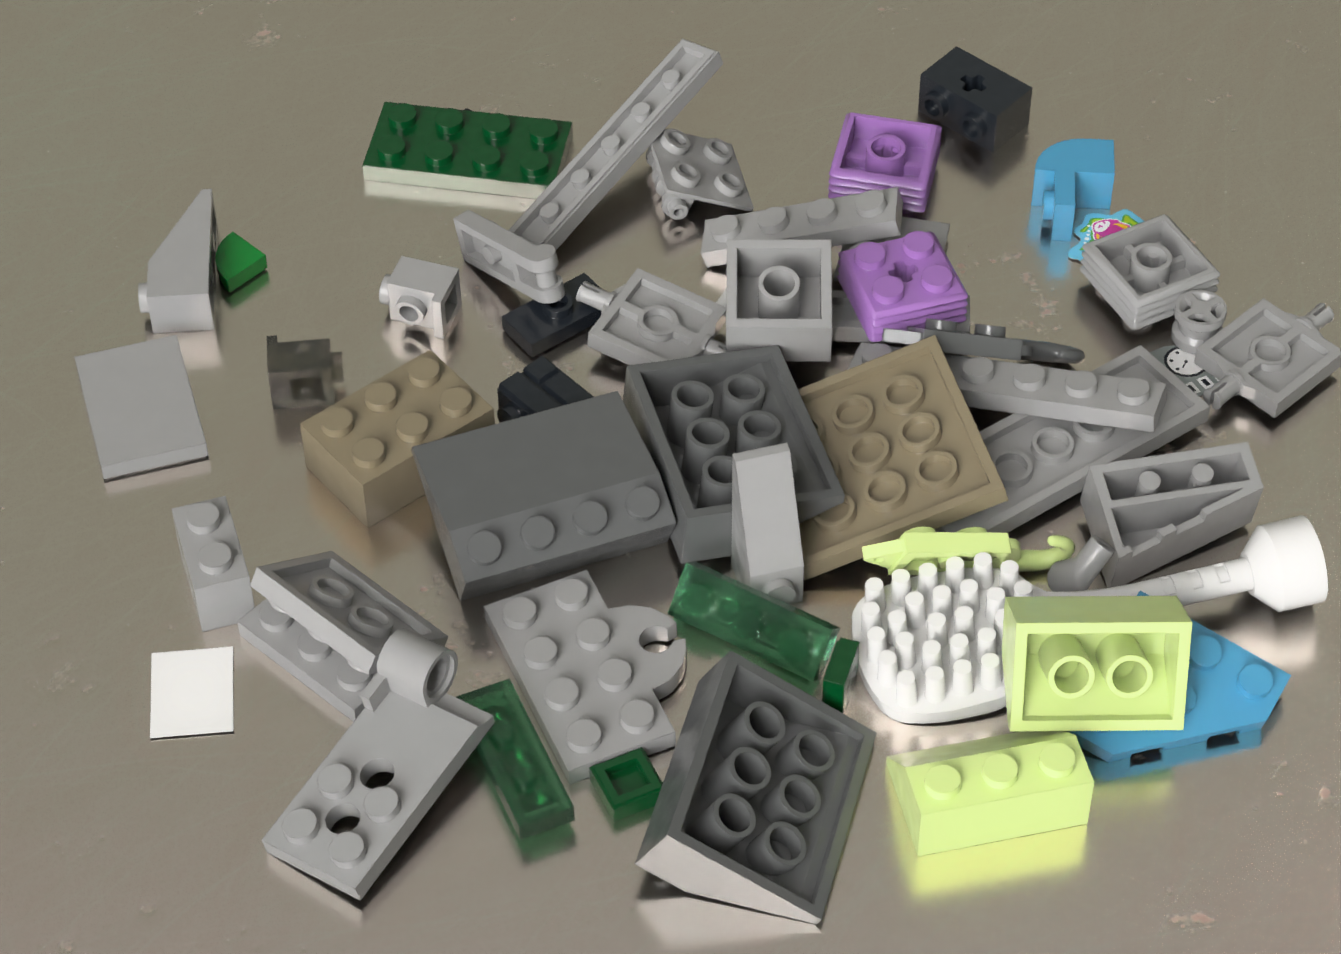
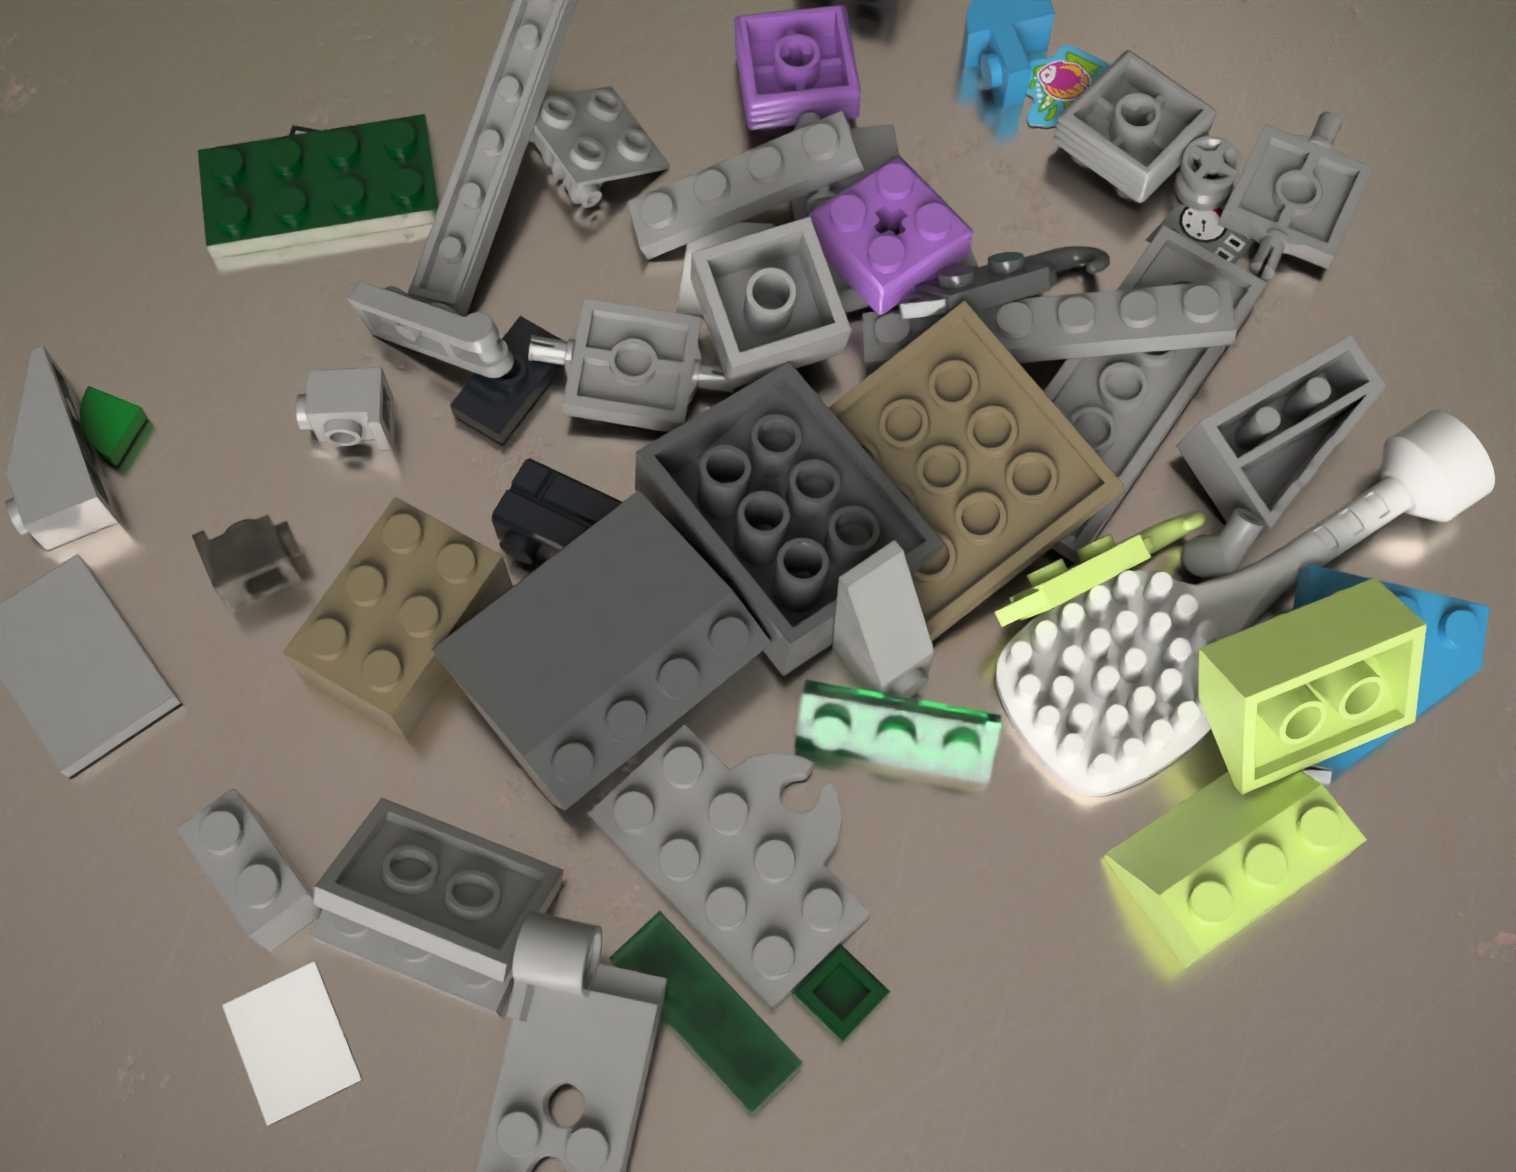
camera: 20 degrees left, 20 degrees up
(757, 794) = (992, 966): dark grey slope -> none
(841, 674) = (1022, 775): dark green tile -> none

